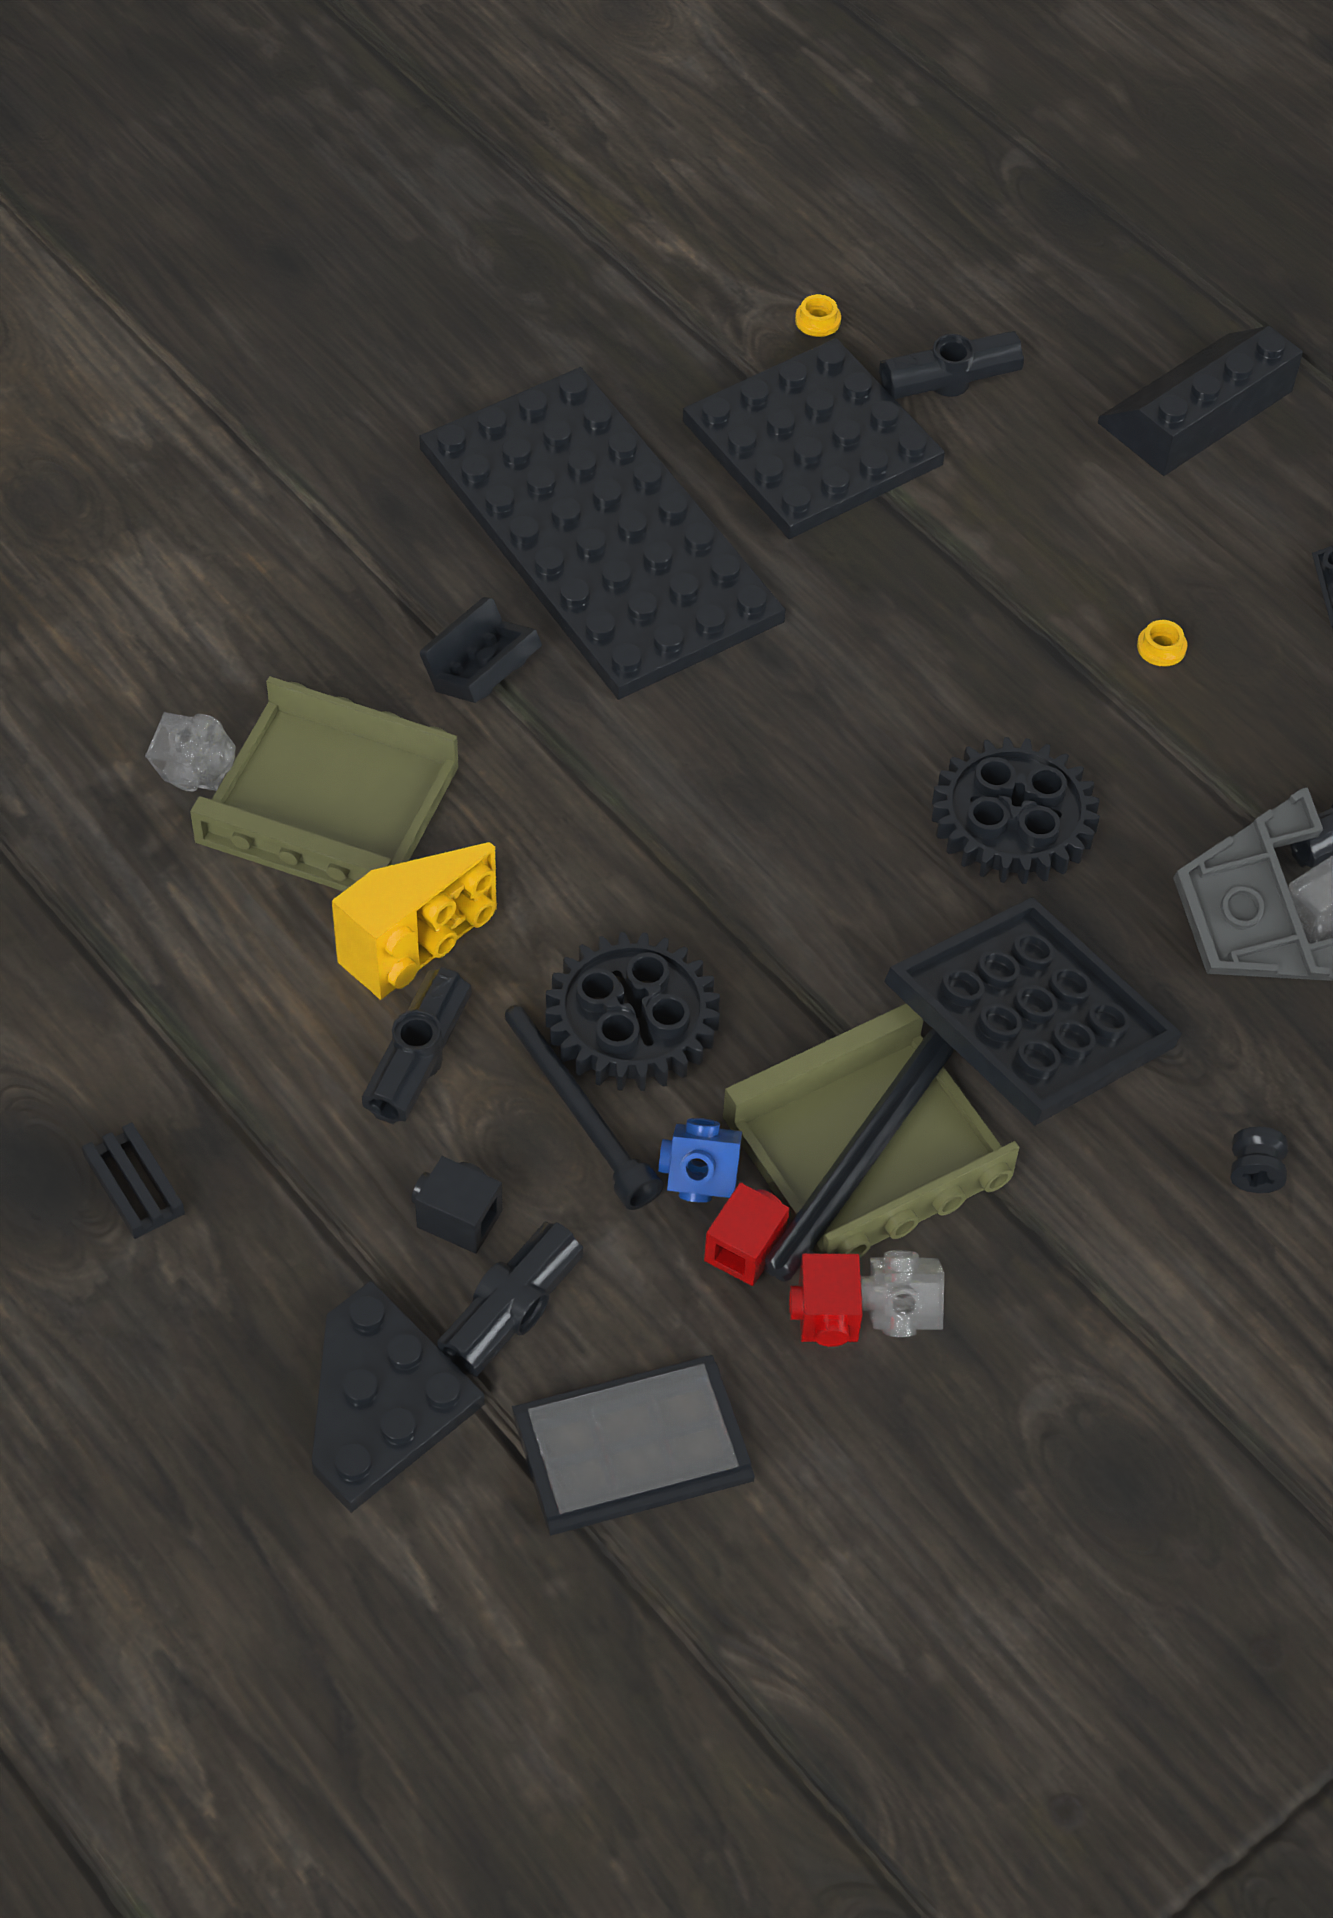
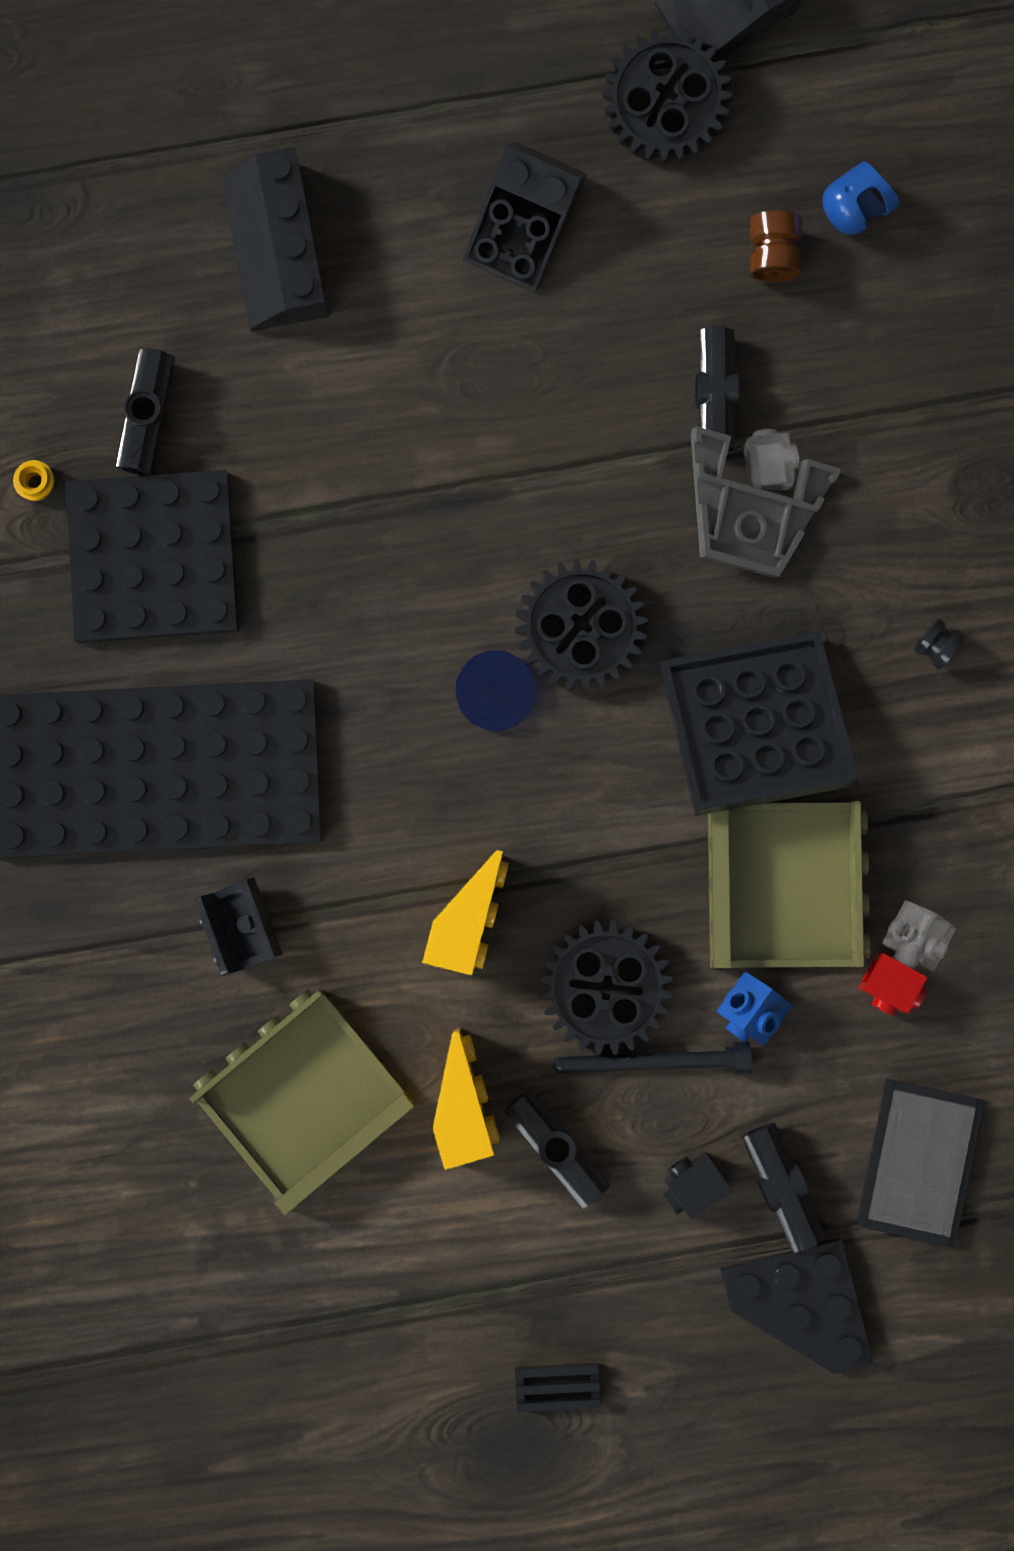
camera: 60 degrees left, 30 degrees up
(191, 751) = (222, 1184): clear brick -> none
(627, 830) = (459, 928): none -> yellow slope
(745, 1233) = (822, 1011): red brick -> none
(858, 1157) = (804, 908): black axle -> none
(888, 774) = (495, 690): none -> clear blue tile
(1162, 643) = (486, 414): yellow plate -> none

